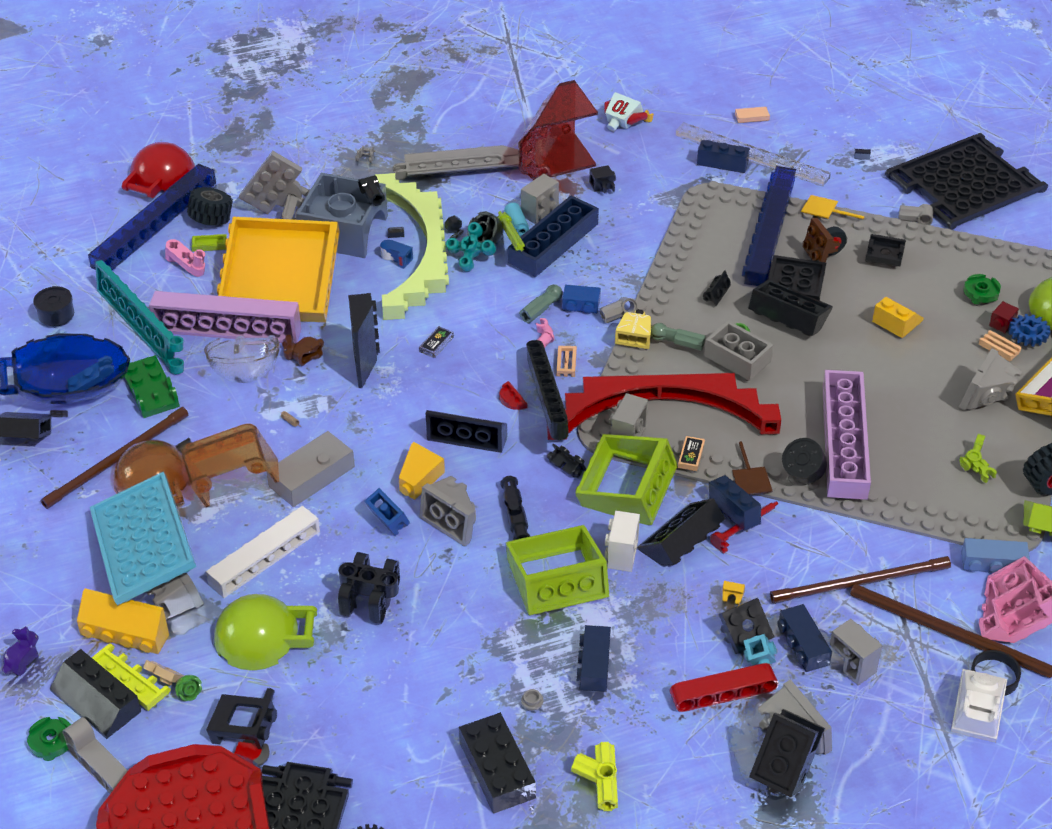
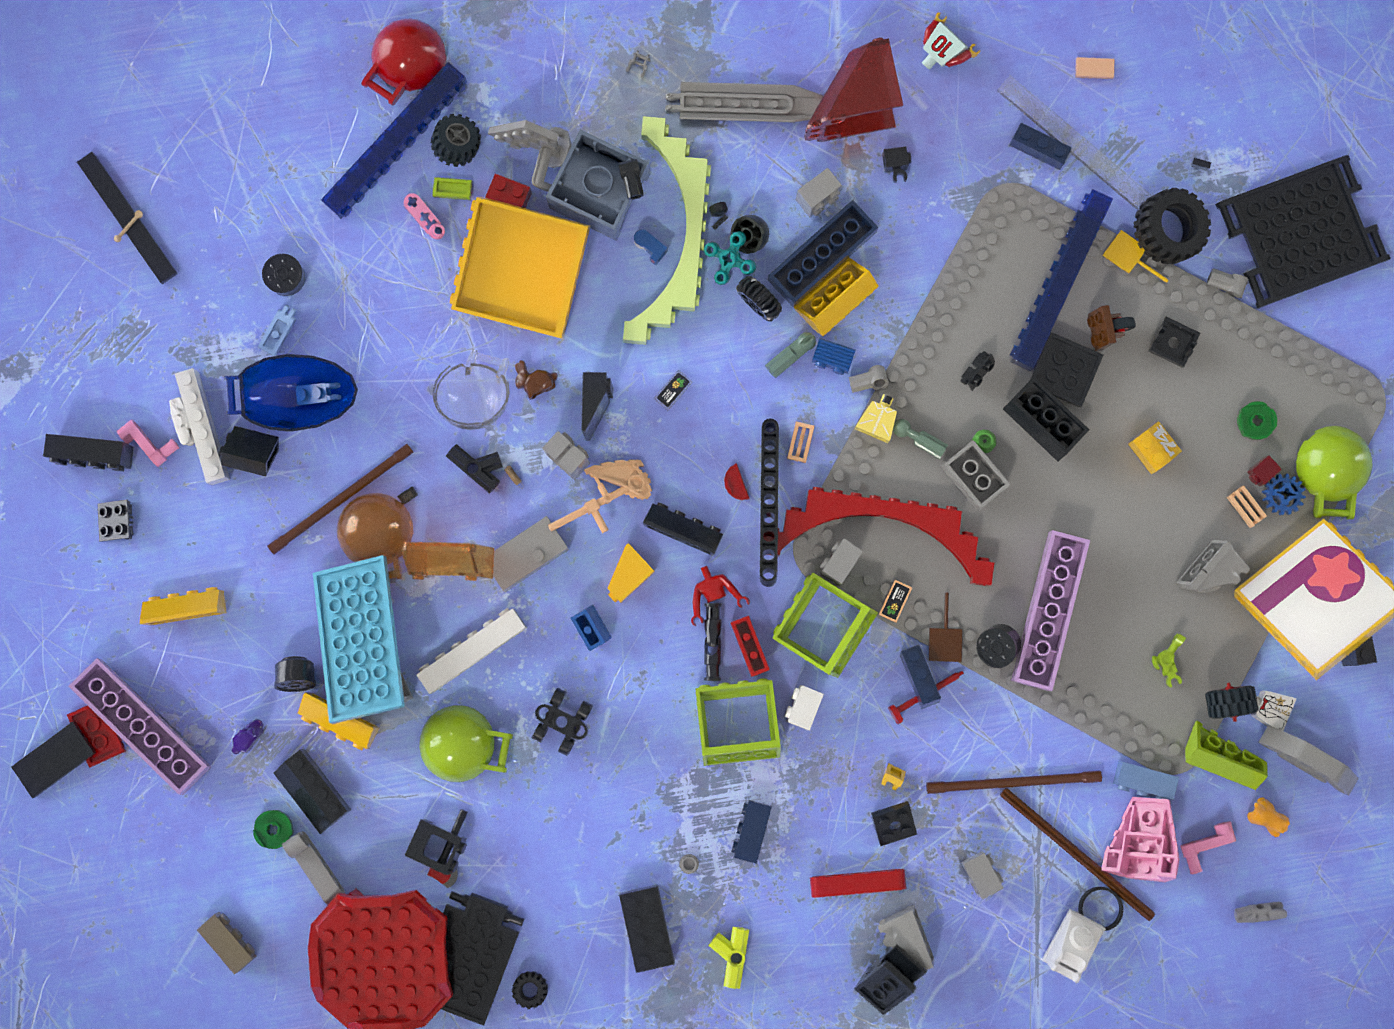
camera: 10 degrees right, 40 degrees up
(68, 589) = (294, 674): none -> black wheel
(139, 317) = (370, 309): teal hinge -> none
(144, 688) = (339, 776): neon yellow hinge -> none
(151, 387) = (377, 404): green hinge -> none
(167, 675) = (373, 779): tan plate -> none
(188, 687) = (392, 798): bright green plate -> none
(226, 316) = (459, 327): lavender brick -> none
(249, 413) = (485, 466): none -> black piece
(341, 382) = (567, 456): none -> light grey piece
(395, 232) = (655, 206): piece -> none
(399, 404) = (622, 474): none -> light nougat bar
(449, 509) = (651, 635): light grey piece -> none
(503, 265) = (759, 298): none -> black gear
(509, 468) = (713, 589): none -> red piece
(511, 231) = (773, 222): lime axle -> none
(517, 217) = (788, 214): medium azure brick -> none
(546, 331) = (787, 404): bright pink piece -> none
(553, 503) = (749, 646): none -> red brick
(573, 464) = (780, 590): black hinge -> none
(575, 262) = (836, 296): none -> yellow slope
(682, 532) = (862, 697): black slope -> none
(759, 650) = (898, 855): medium azure brick -> none
(804, 638) = (942, 843): dark blue brick -> none
(853, 179) = (1193, 220): none -> black tyre

